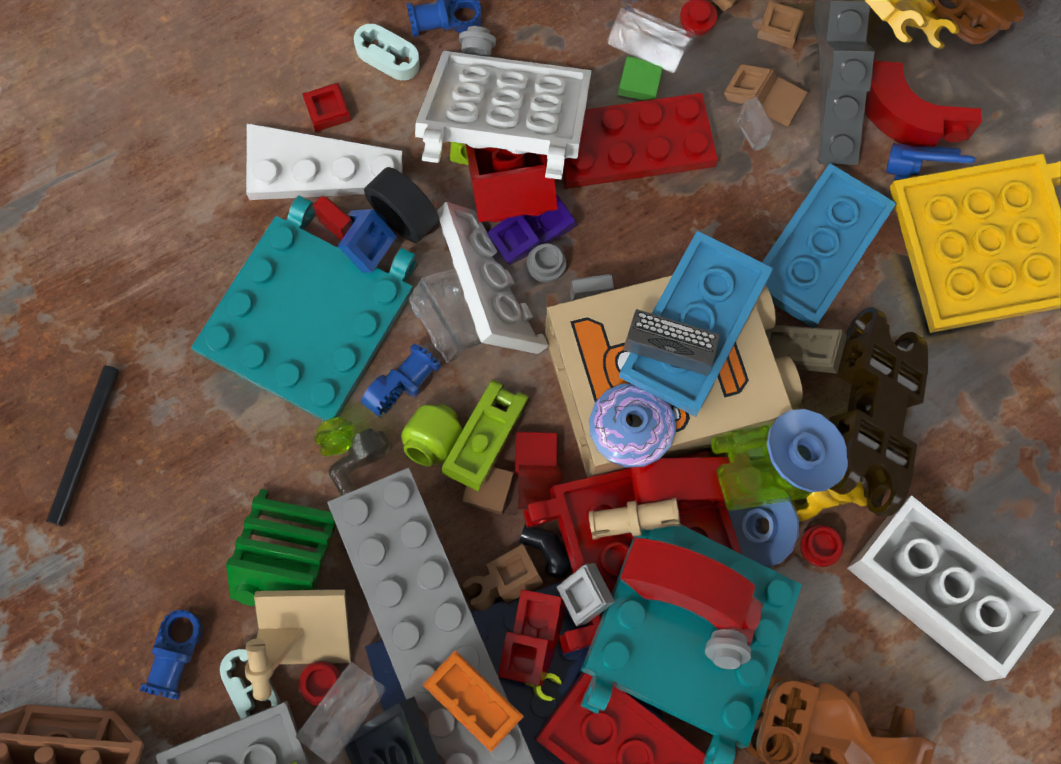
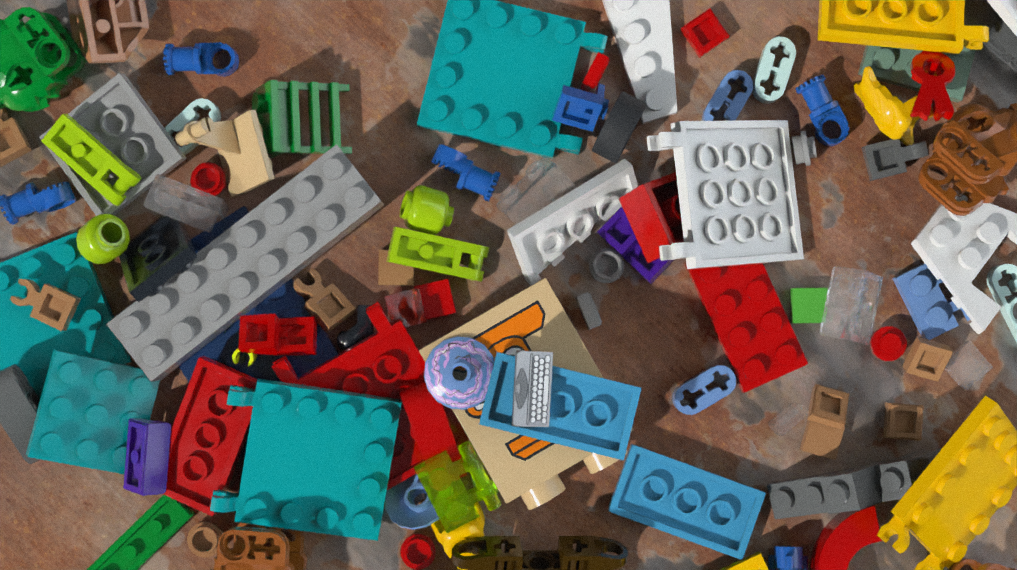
camera: 75 degrees right, 15 degrees up
(334, 436) = (404, 132): clear neon green plate -> none
(366, 449) = (402, 160): clear smoke plate -> none
(397, 107) = (721, 93): none -> medium blue beam
(473, 701) = (206, 302): orange plate -> none
(585, 594) = (317, 368): light grey tile -> none
(634, 518) = (386, 392): tan pin -> none
(694, 583) = (338, 452): red arch -> none
(712, 197) = (709, 396): none -> medium blue beam
(728, 649) = (301, 490): light grey plate -> none
(808, 347) = (581, 502): dark tan plate -> none
(819, 443) = (475, 536): medium blue dish -> none

